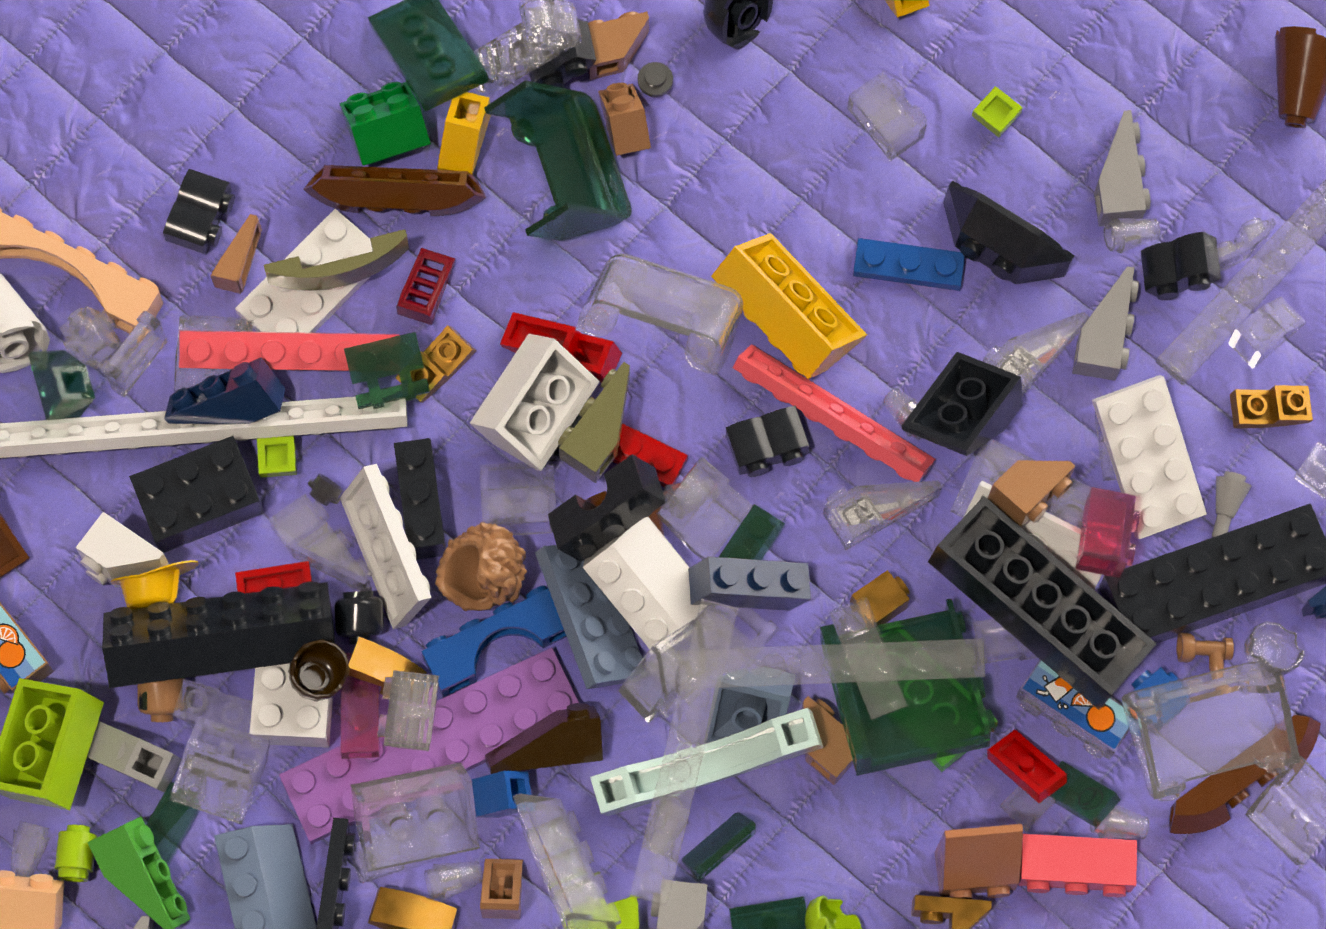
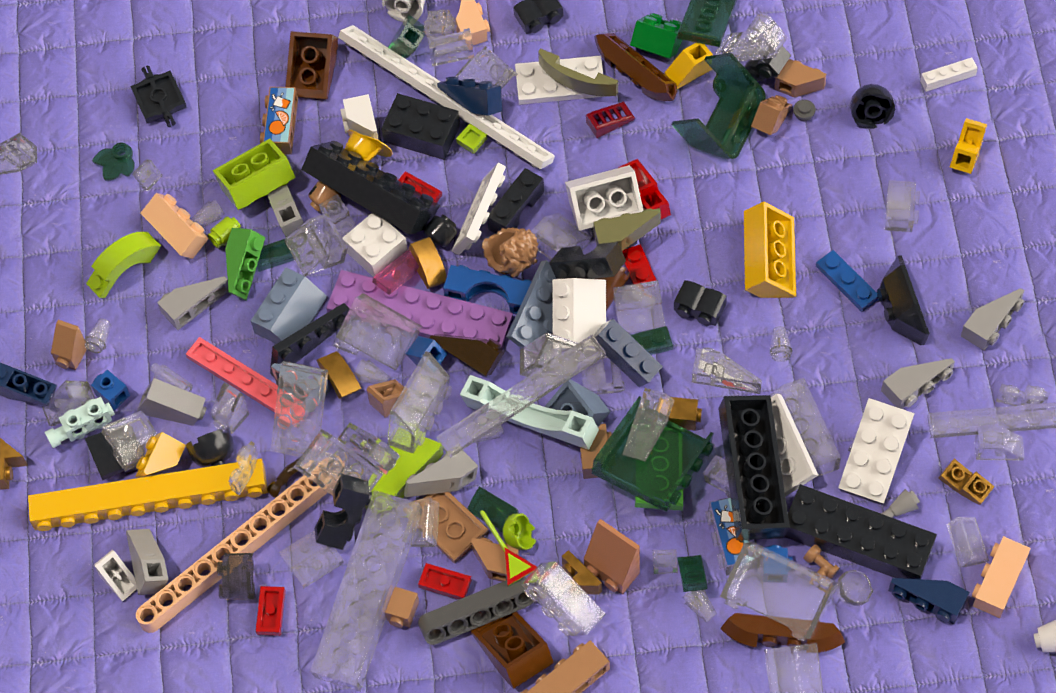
camera: 50 degrees right, 10 degrees down
(236, 262) = (530, 44): medium nougat slope -> none
(277, 349) = (520, 96): coral plate -> none
(310, 538) = (452, 181): clear slope -> none
(318, 670) = (393, 230): dark brown hair -> none
(325, 490) = (478, 168): clear smoke plate -> none
(383, 359) = (556, 130): clear green plate -> none
(410, 710) = (420, 283): clear brick -> none
(442, 360) = (578, 156): pearl gold slope -> none
(667, 300) = (718, 220): clear windscreen -> none
(719, 845) = (501, 460): slope -> none
(831, 663) = (624, 408): clear plate -> none
(833, 413) = (743, 316): coral plate -> none
(966, 405) = (806, 355): black slope -> none
(997, 111) = (958, 245): lime plate -> none
(1027, 766) = (679, 540): red plate -> none
(1029, 486) = (798, 410): medium nougat slope -> none
(1035, 350) = (862, 363): clear slope -> none
(1078, 864) = (661, 604): coral brick -> none
(1107, 532) = (815, 459): clear pink brick -> none
(1129, 233) = (971, 348): clear cone -> none
(1181, 265) = (980, 378): black brick -> none

